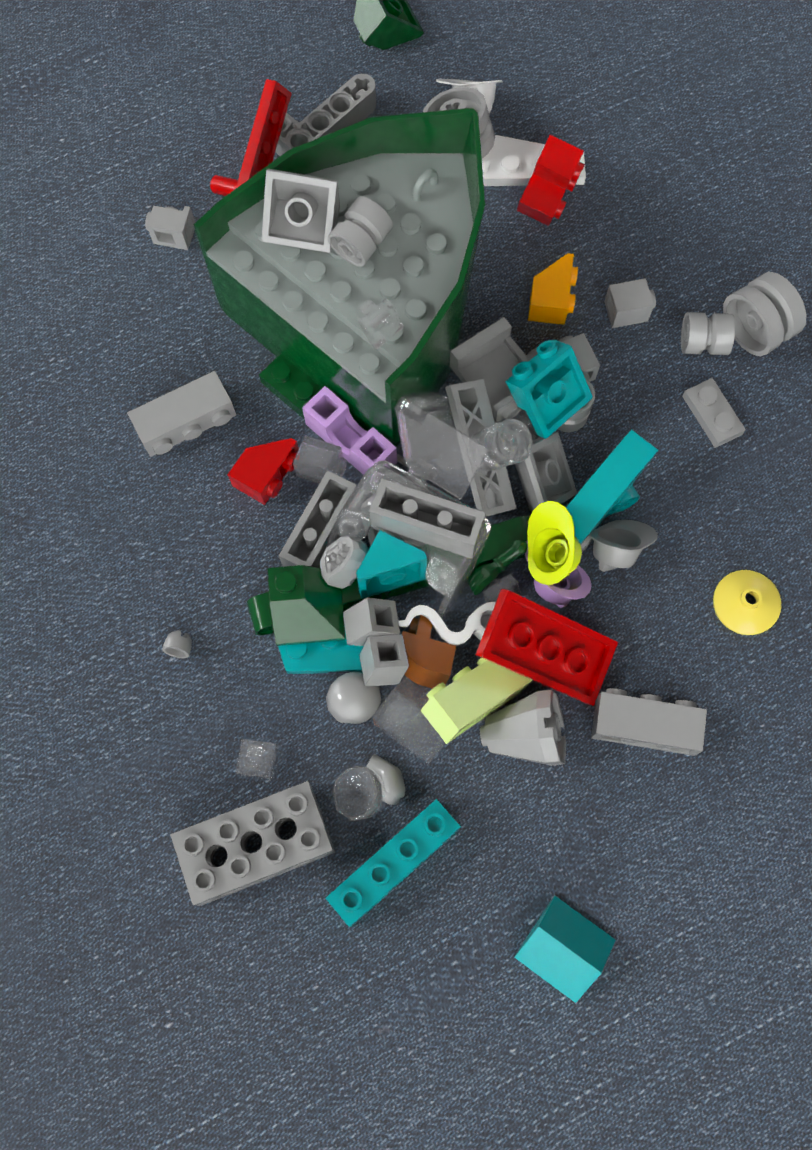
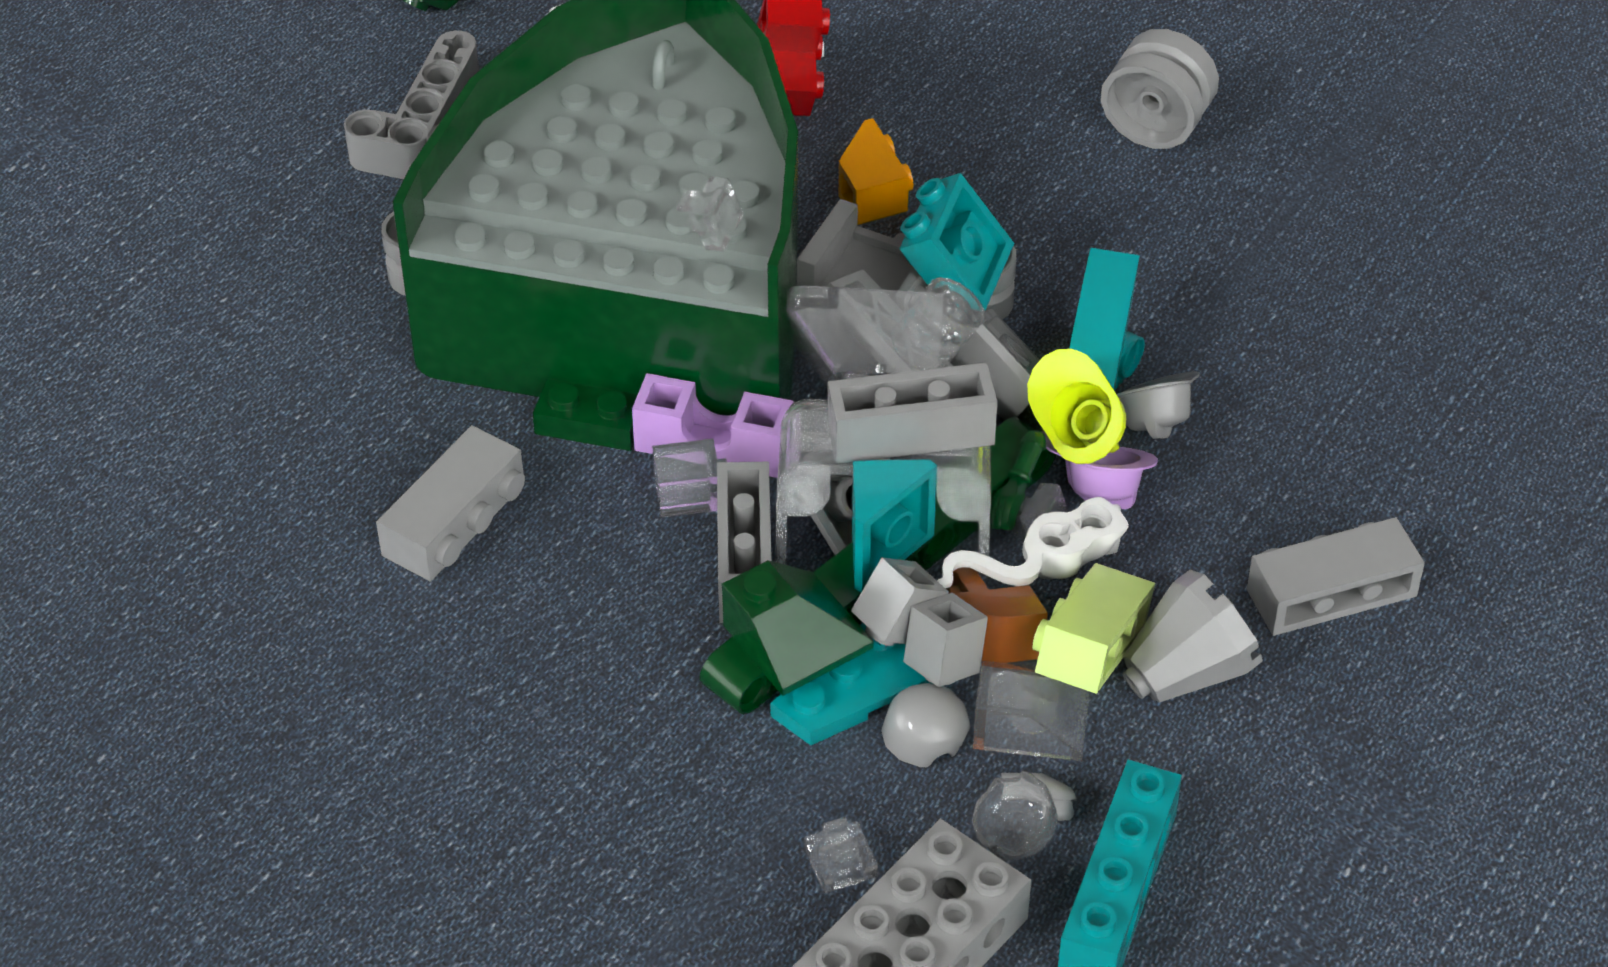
camera: 30 degrees left, 25 degrees down
(170, 226) = (281, 301): light grey brick -> none
(177, 645) = (641, 772): light grey hinge -> none
(262, 469) = (612, 517): red slope -> none
(263, 137) = (365, 164): red piece -> none
(299, 210) = (528, 133): light grey slope -> none
(342, 561) = (819, 537): light grey rock -> none
(363, 228) = (623, 128): light grey wheel -> none
(546, 647) = (1148, 530): red plate -> none
(566, 949) = (1414, 878): teal slope -> none
(629, 303) = (979, 149): light grey brick -> none
(709, 334) = (1109, 138): light grey wheel -> none
(713, 412) = (1169, 225): light grey plate -> none
(740, 615) = (1359, 406): light yellow dish -> none

